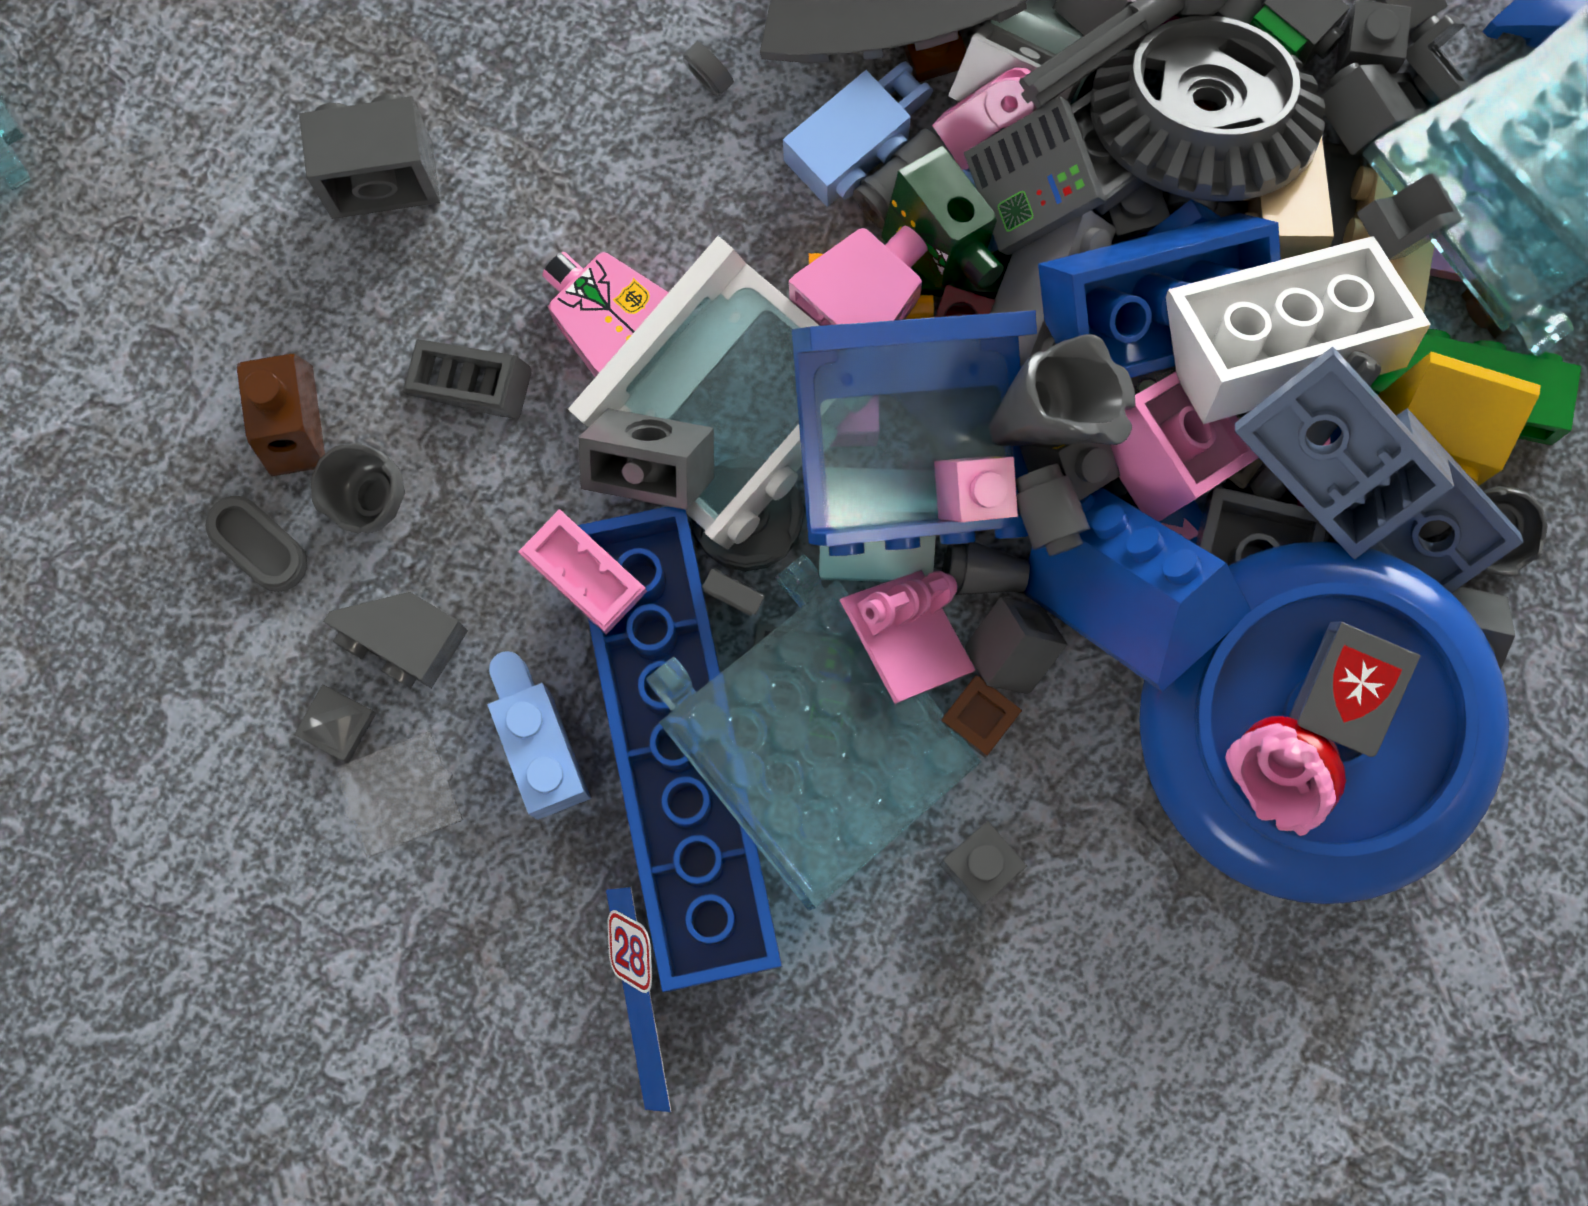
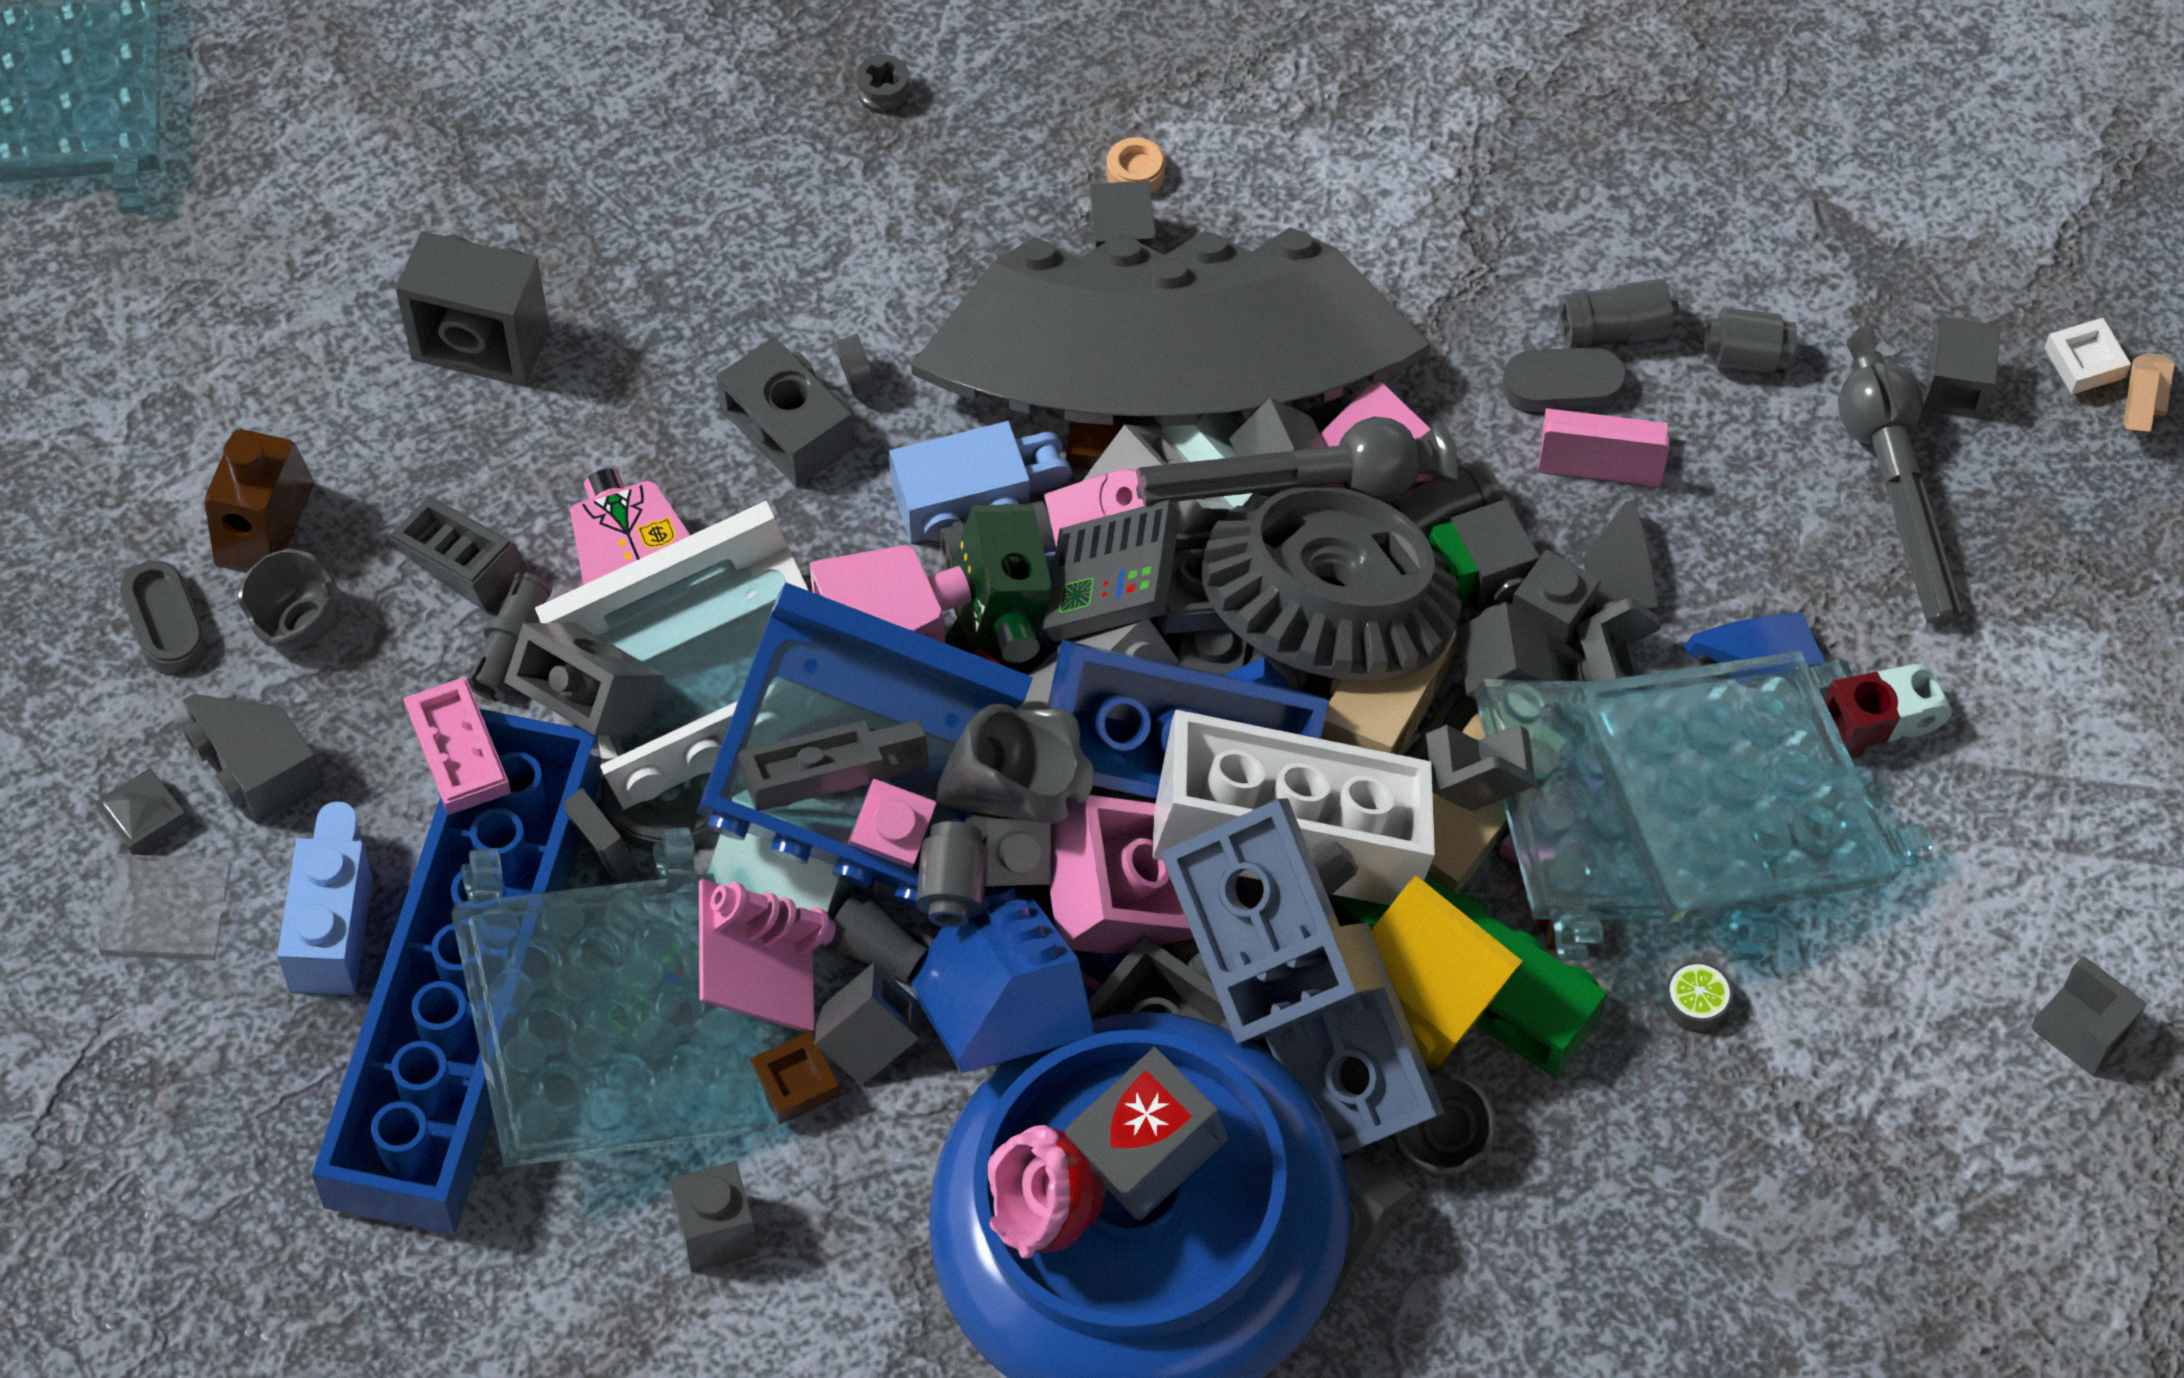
camera: 20 degrees right, 20 degrees down
(552, 436) = (503, 633): none -> dark grey pin
(632, 964) = (294, 1166): blue sticker -> none
(689, 160) = (794, 440): none -> dark grey brick
(903, 458) = (830, 762): none -> dark grey hinge

